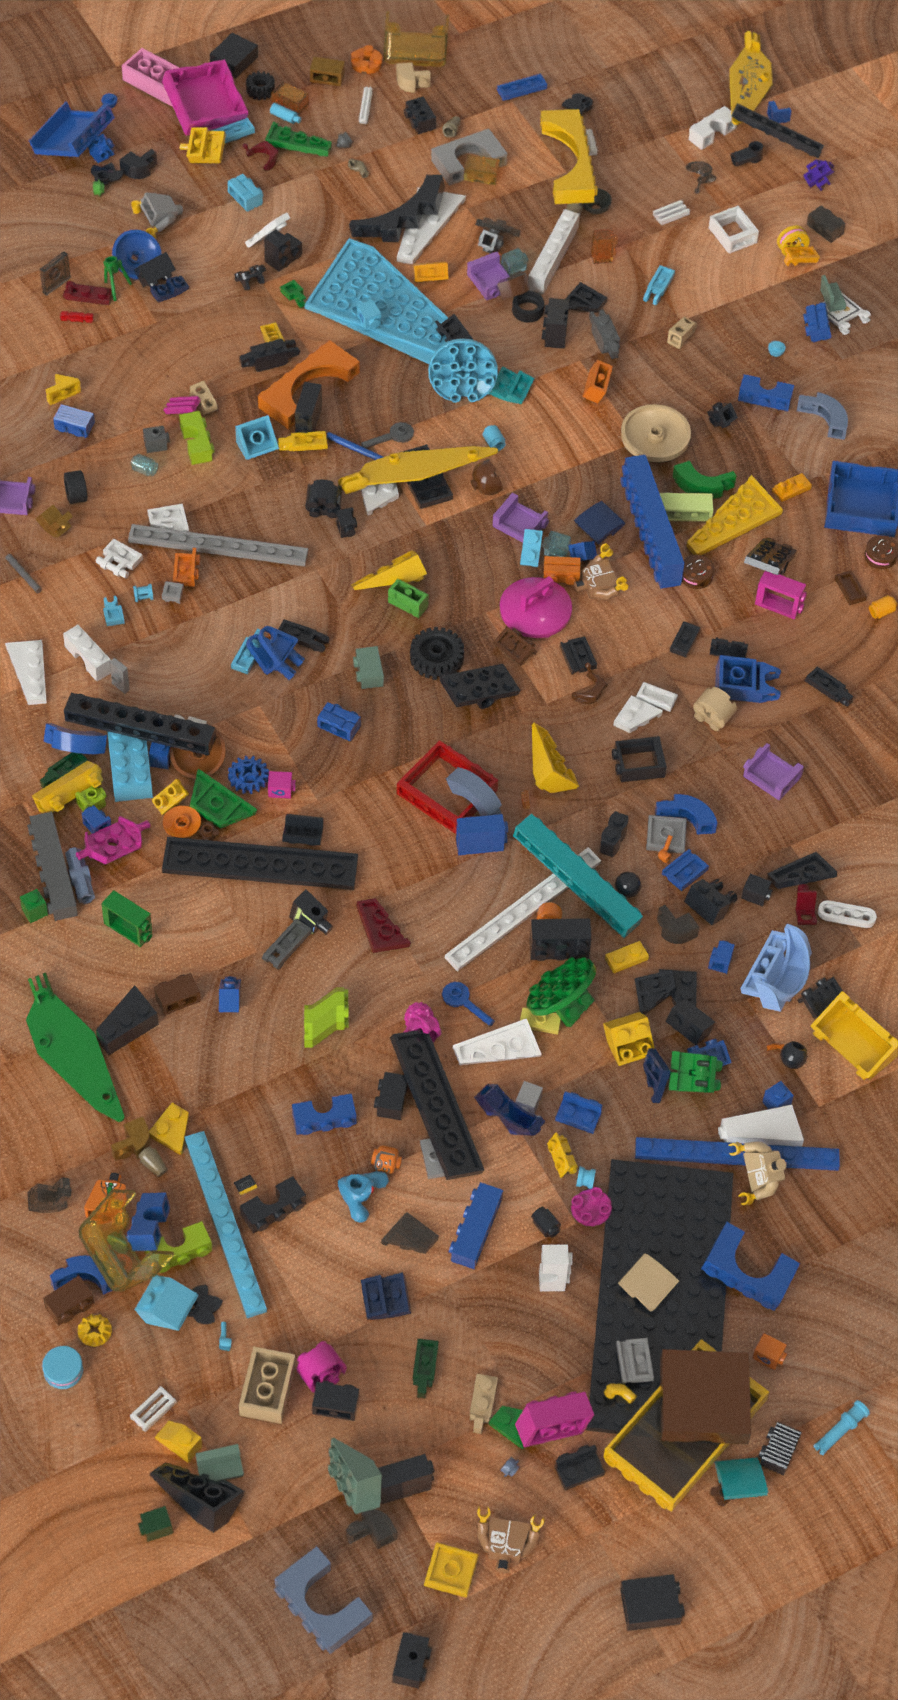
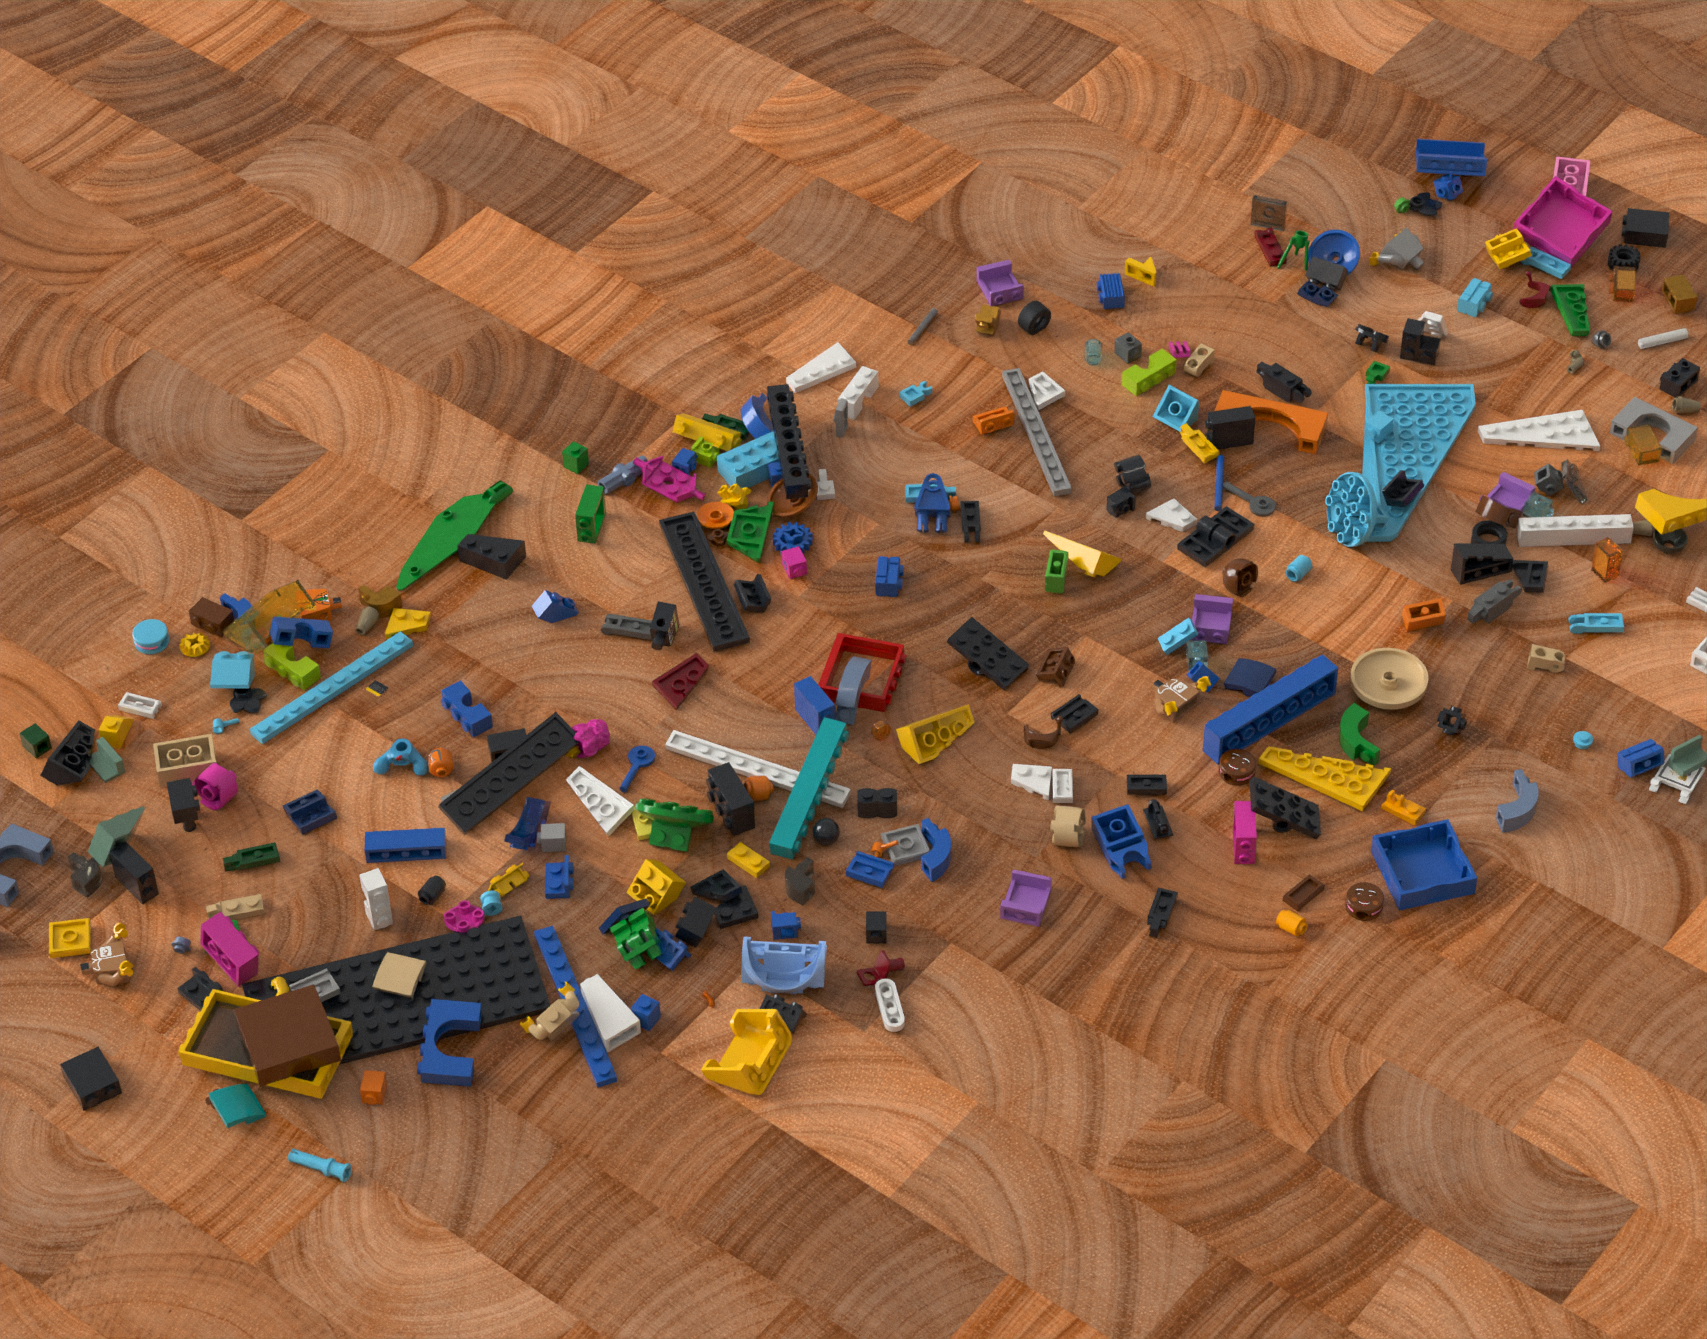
camera: 70 degrees right, 10 degrees down
(49, 1198) = (299, 569): clear smoke brick -> none
(53, 866) = (643, 442): dark grey brick -> none
(76, 316) = (1236, 250): red axle -> none
(110, 99) = (1519, 173): blue plate -> none
(121, 554) = (982, 377): white plate -> none
(138, 167) = (1450, 220): black brick -> none
(143, 592) = (949, 403): medium azure bush -> none
(172, 592) = (960, 420): light grey tile -> none
(177, 993) = (537, 575): reddish brown brick -> none
(260, 1215) = (371, 715): black arch -> none
(271, 336) = (1312, 381): yellow slope -> none
(285, 113) = (1602, 288): medium azure cylinder -> none
(326, 1016) = (561, 671): lime brick -> none
(369, 667) = (962, 575): sand green brick -> none
(390, 225) = (1531, 410): black arch -> none
(410, 1235) = (378, 808): clear smoke wing -> none
(412, 466) = (1212, 517): yellow wing -> none
(430, 271) = (1477, 454): light orange plate -> none
(436, 652) = (1010, 615): black wheel -> none
(512, 386) = (1378, 560): teal slope -> none
(536, 607) = (1111, 665): dark pink bracket -> none
(562, 569) = (1167, 665): orange brick -> none
(640, 745) = (985, 808): black window -> none
(688, 506) = (1313, 731): yellowish green brick -> none
(708, 901) = (837, 896): black brick -> none
(776, 398) = (1507, 735): blue arch -> none
(780, 1448) = (278, 1124): black brick -> none
(793, 1055) = (700, 1009): black piece -> none
(802, 871) = (918, 955): black wing -> none

